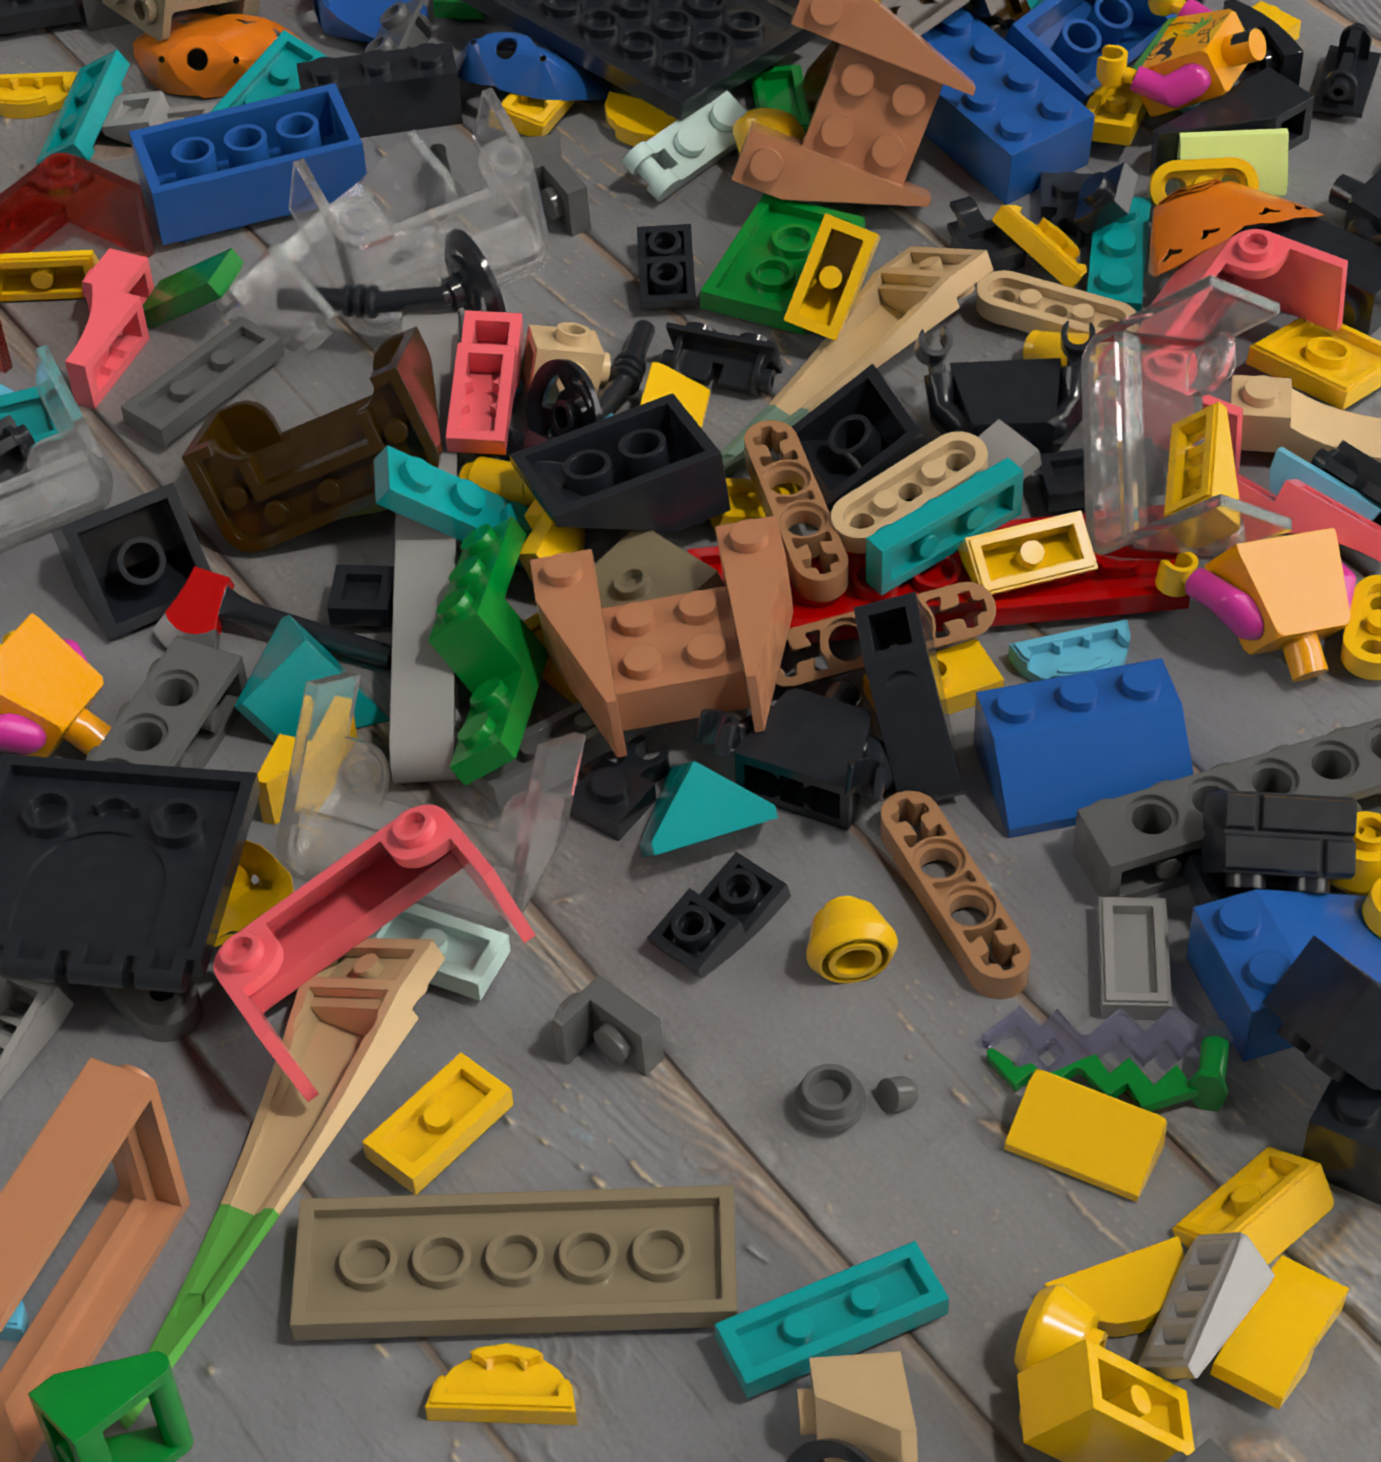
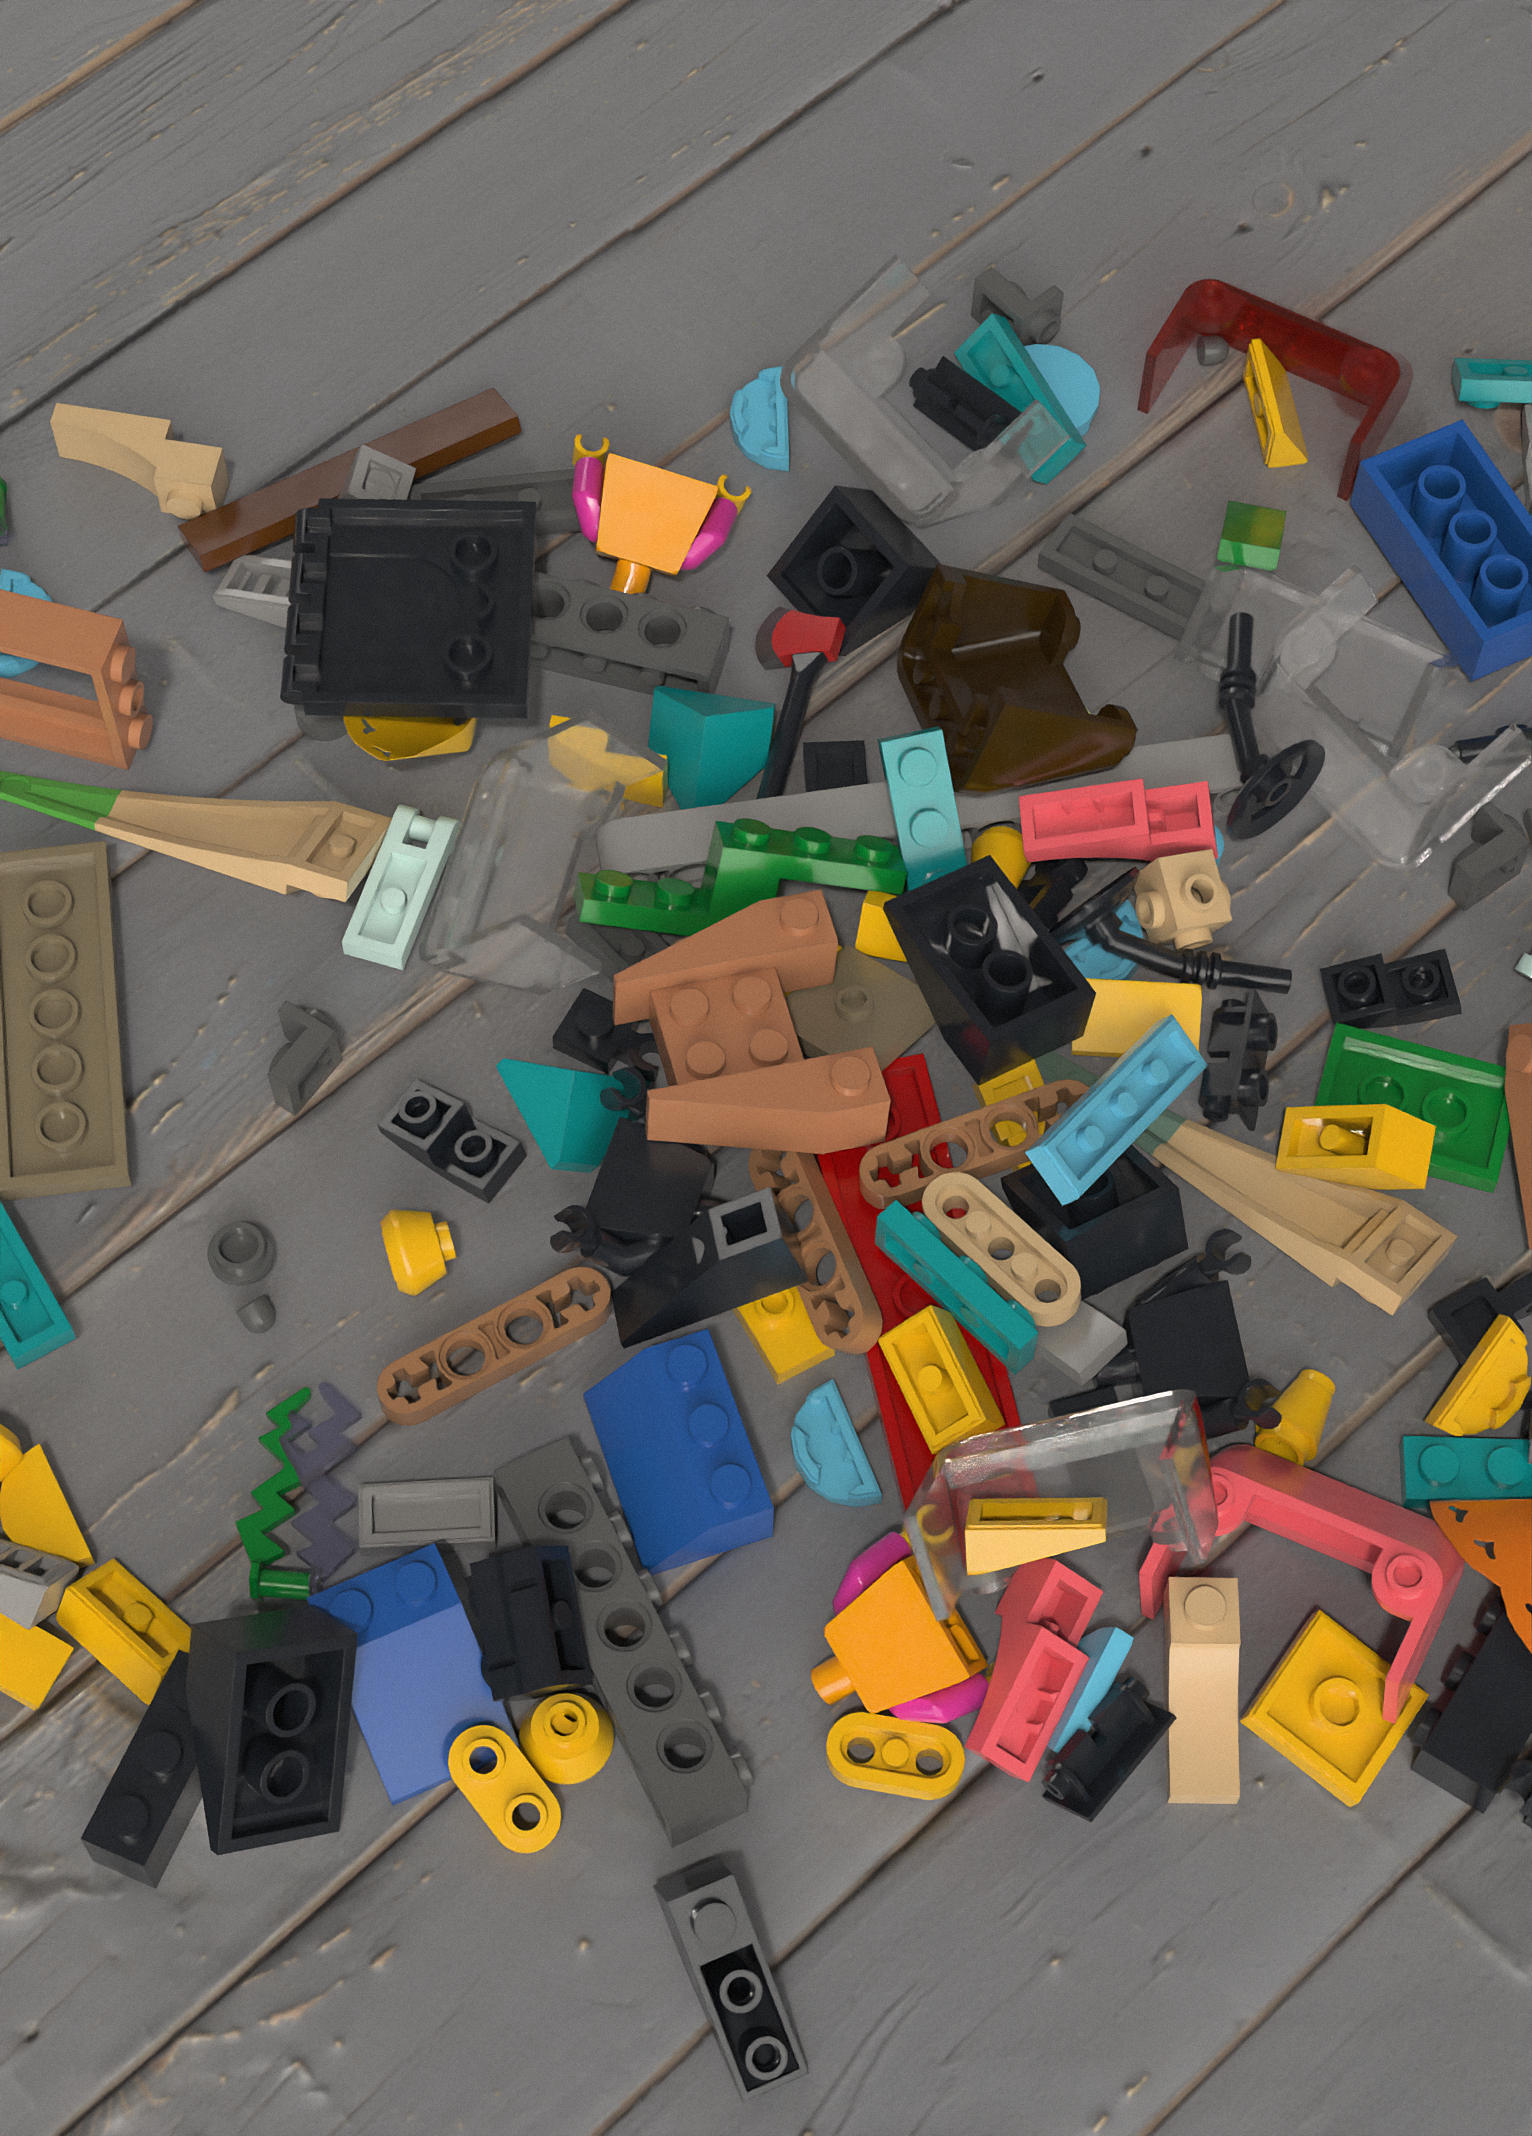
camera: 80 degrees right, 15 degrees up
(114, 327) = (1195, 480): coral slope -> none
(344, 909) = (417, 848): coral windscreen -> none
(438, 1123) = (197, 936): yellow plate -> none
(781, 407) = (1116, 1110): none -> medium azure tile
(1041, 305) = (1382, 1381): tan plate -> none
(1087, 1134) = (205, 1476): yellow slope -> none

